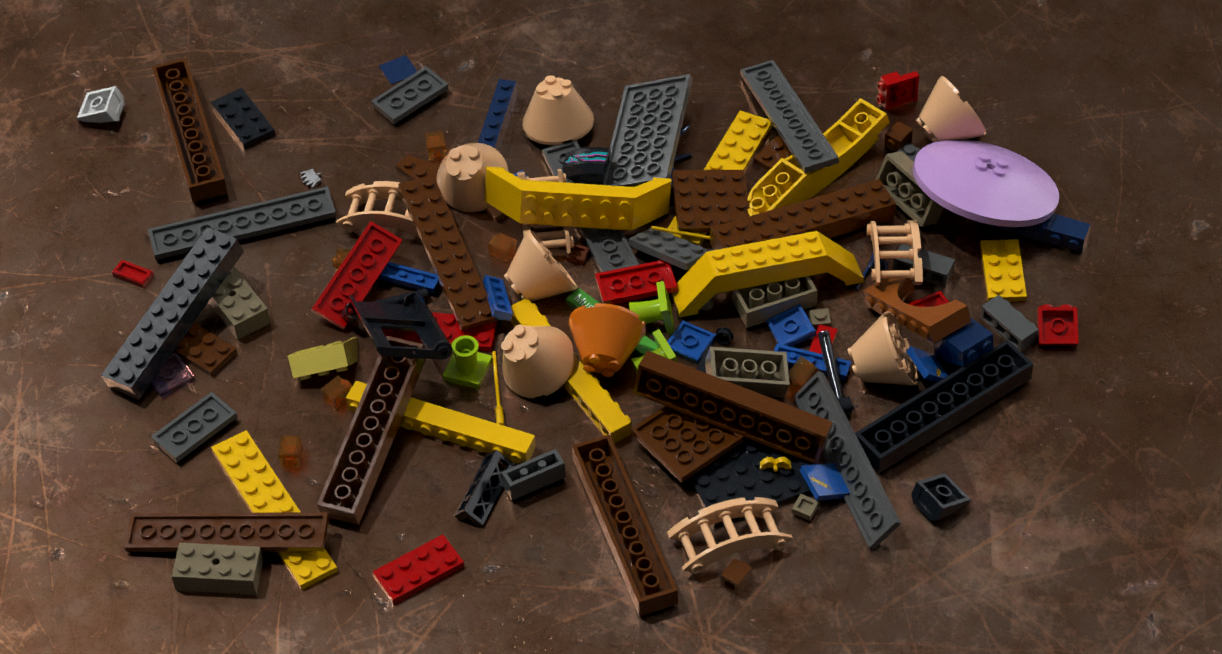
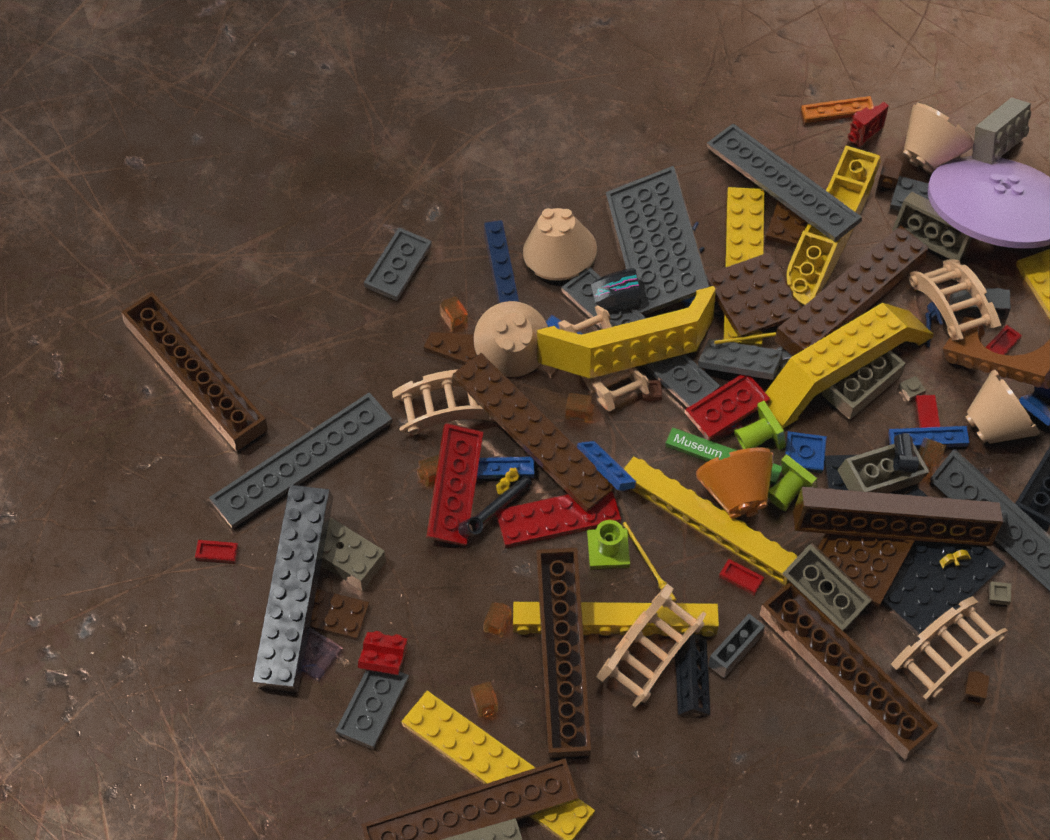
camera: 25 degrees left, 10 degrees up
(102, 106) = (84, 371): white slope -> none
(224, 387) = (383, 652): none -> red plate
(242, 118) = (238, 339): black plate -> none
(310, 178) = (344, 386): flat silver piece -> none
(324, 358) = (466, 586): light yellow wedge -> none
(398, 69) = (368, 237): dark blue sticker -> none
(407, 318) = (536, 516): black piece -> none
(412, 284) = (510, 476): none -> yellow piece
(418, 569) = (672, 783): red plate -> none
(445, 435) = (635, 634): none -> light nougat fence
(536, 360) = (679, 522): light nougat cone -> none
(537, 272) = (633, 427): light nougat cone -> none
(574, 425) = (741, 577): none -> red tile
(637, 446) = (811, 573): none -> dark tan brick
(724, 339) = (835, 435): black plate -> none
(768, 361) = (905, 459): none -> black piece
(791, 326) = (892, 406): blue tile -> none
(825, 481) = (1005, 560): blue tile -> none
(832, 371) = (956, 441): black piece -> none
(870, 73) = (835, 109): none -> orange tile
(1018, 124) = (1001, 130): none -> dark tan brick

